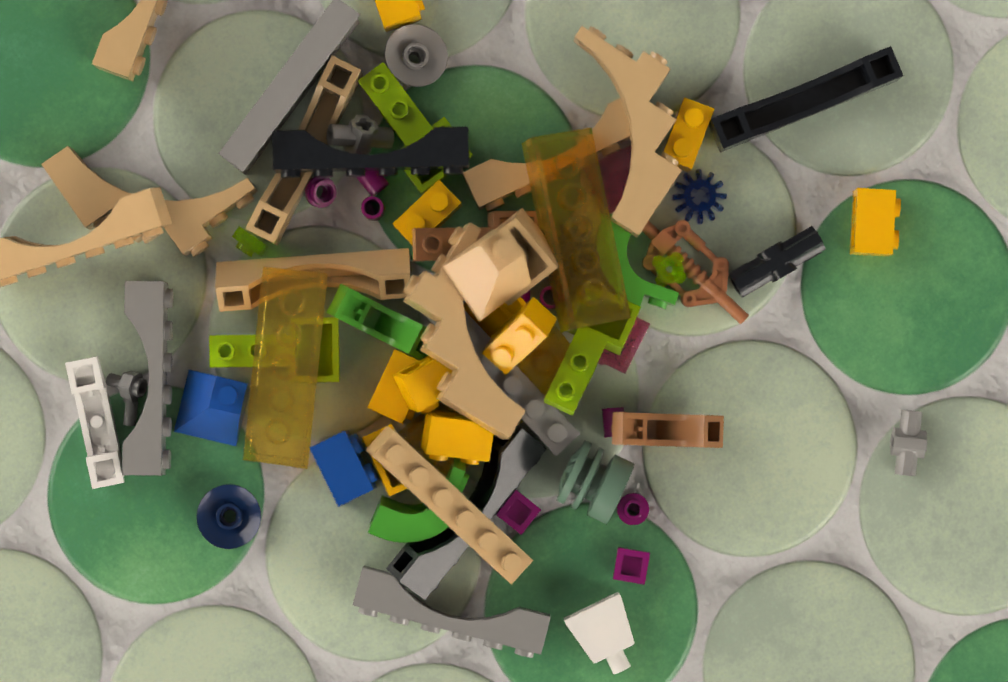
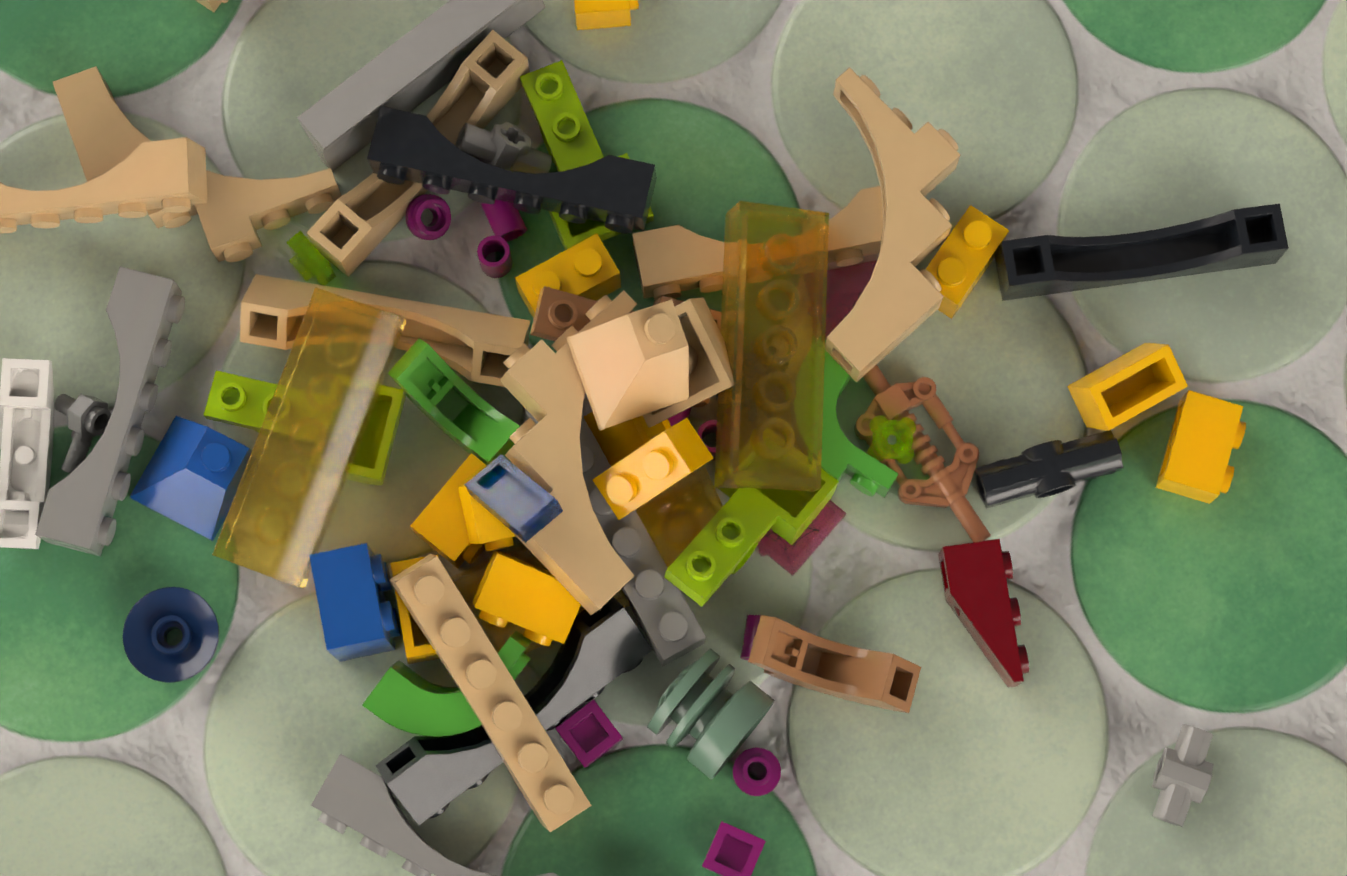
camera: 15 degrees right, 10 degrees down
(423, 43) = (620, 52): light grey dish -> none
(435, 380) = (513, 498): none -> clear blue tile
(695, 186) = (952, 336): clear blue gear -> none
(750, 357) = (979, 596): none -> dark red slope
(816, 194) = (1127, 386): none -> yellow brick

